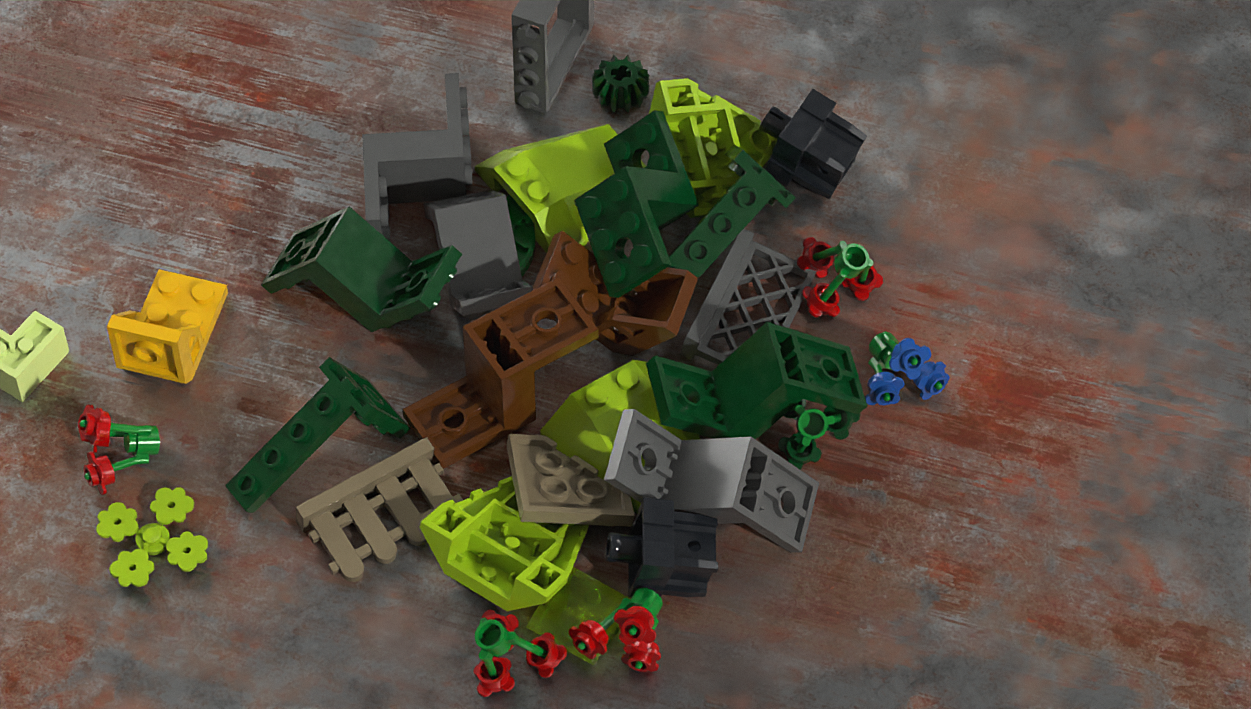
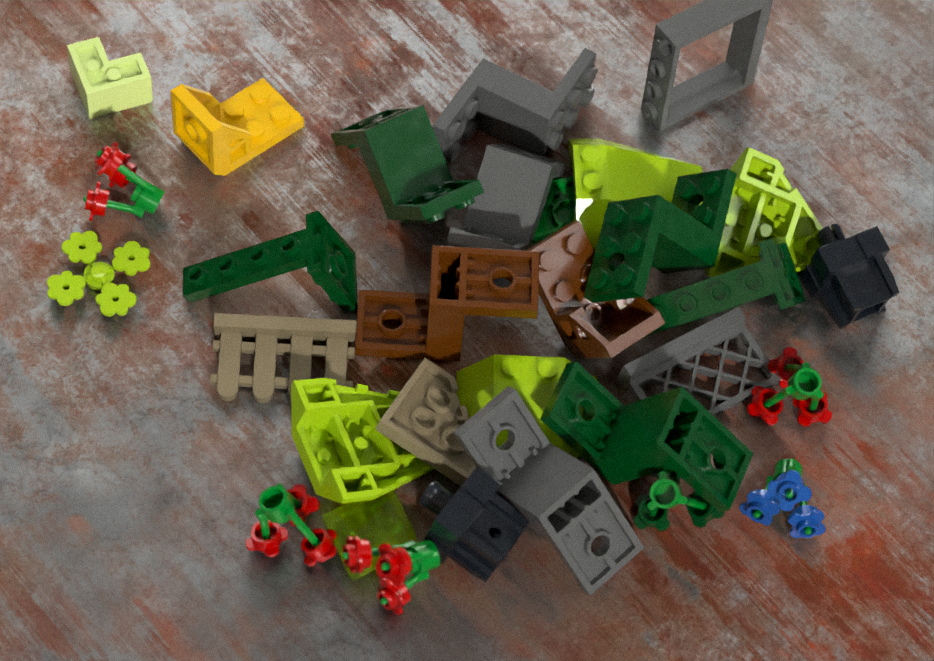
camera: 30 degrees right, 0 degrees up
(620, 83) = (731, 136): dark green gear -> none

